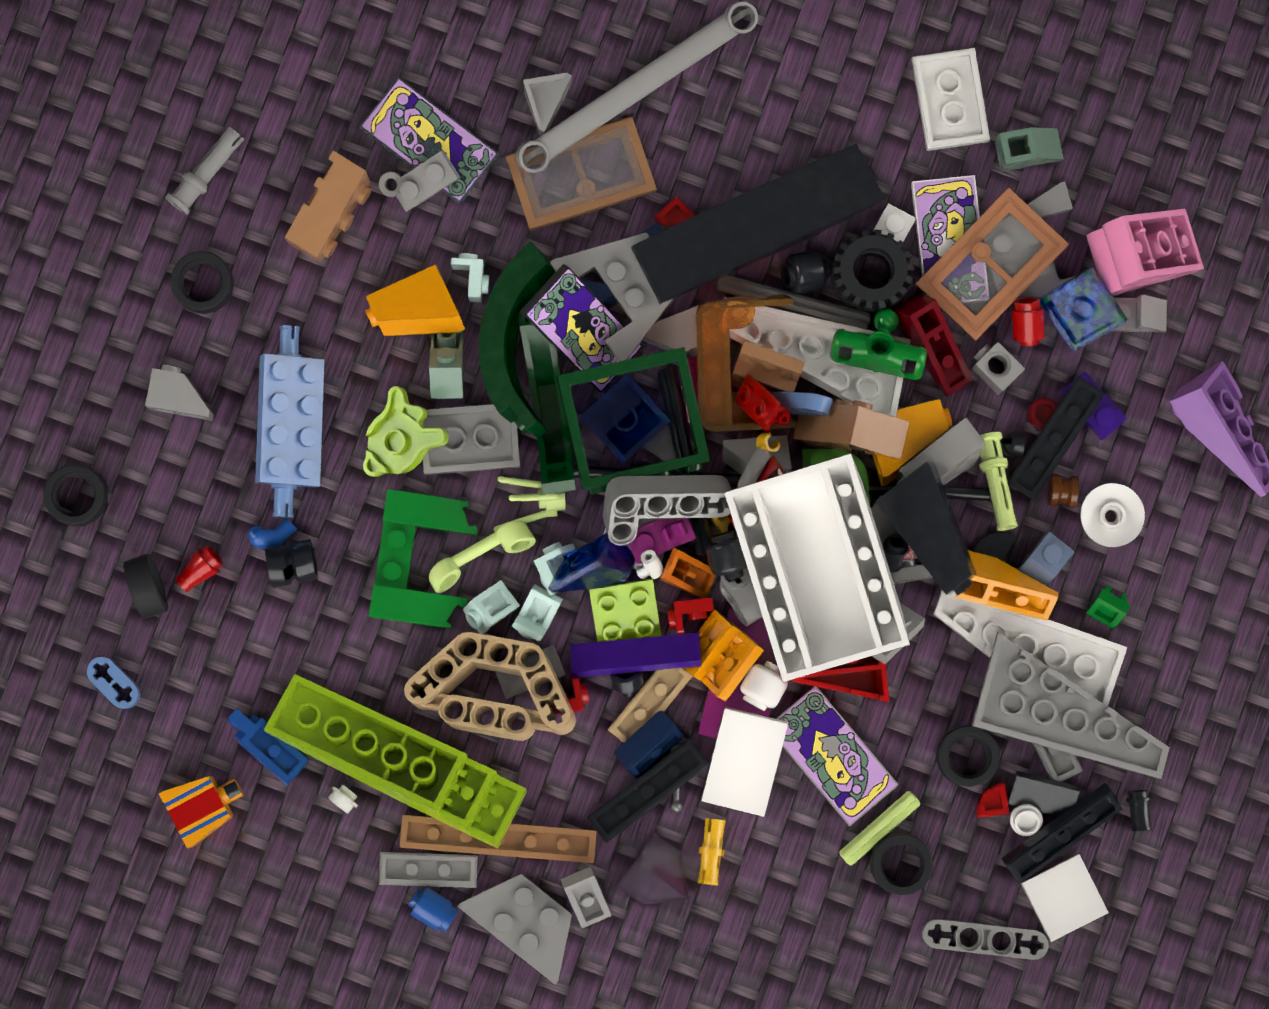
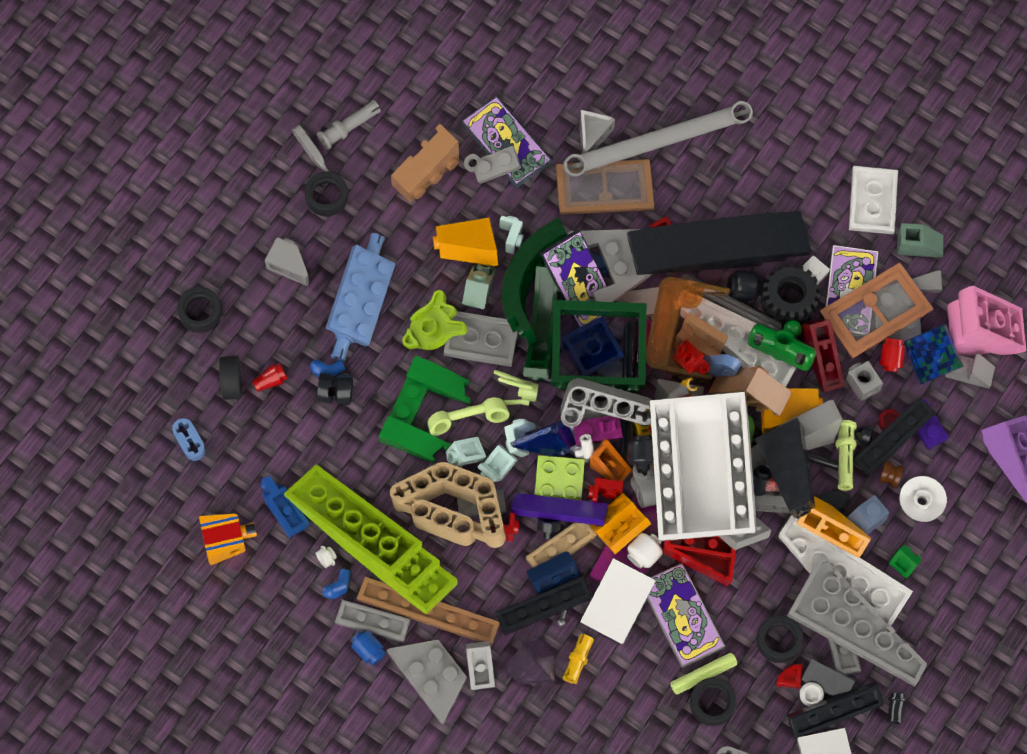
camera: 20 degrees right, 15 degrees down
(161, 220) = (309, 147): none -> light grey piece
(371, 836) = (339, 587): none -> blue arm

